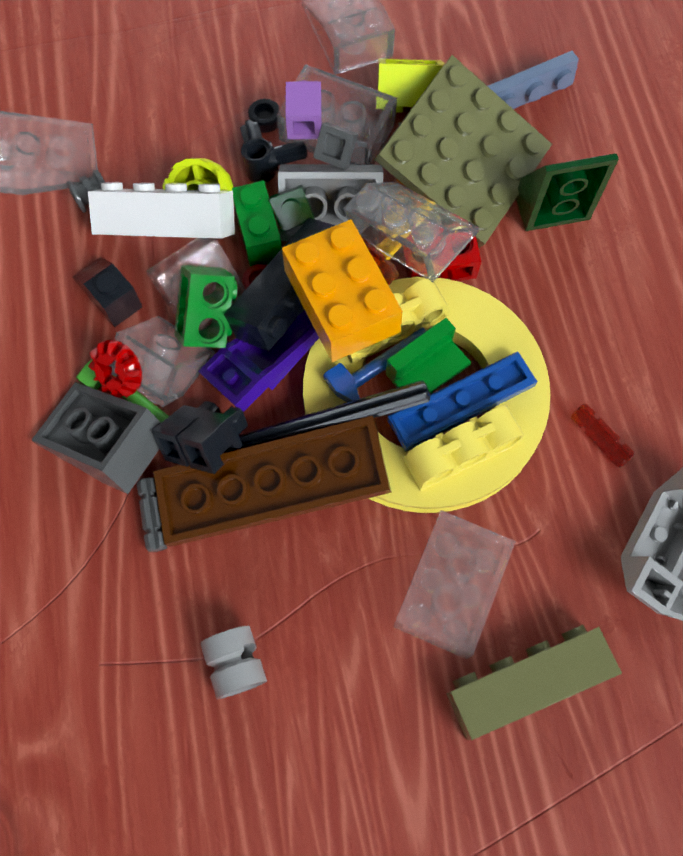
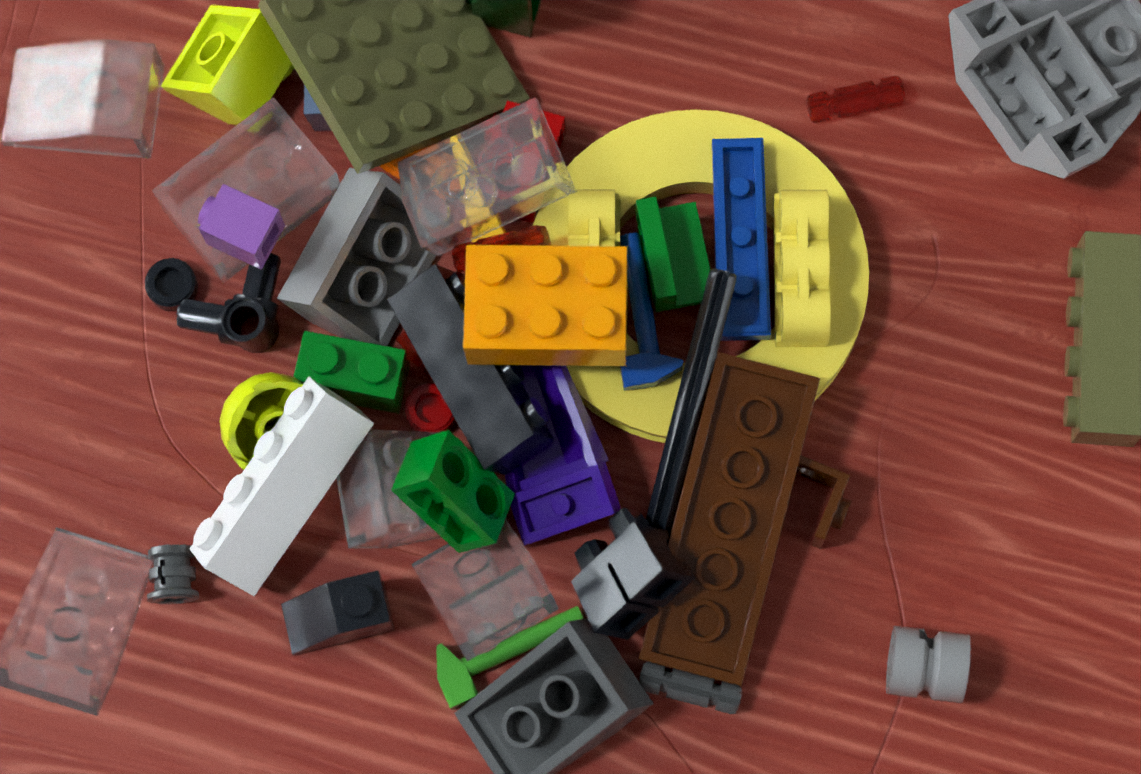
camera: 60 degrees left, 5 degrees up
(127, 368) = (464, 645): red gear -> none
(291, 207) = (360, 314): dark green plate -> none
(315, 549) = (837, 505): none -> reddish brown bracket
(335, 145) = (310, 212): dark grey plate -> none
(454, 585) = (959, 365): clear brick -> none

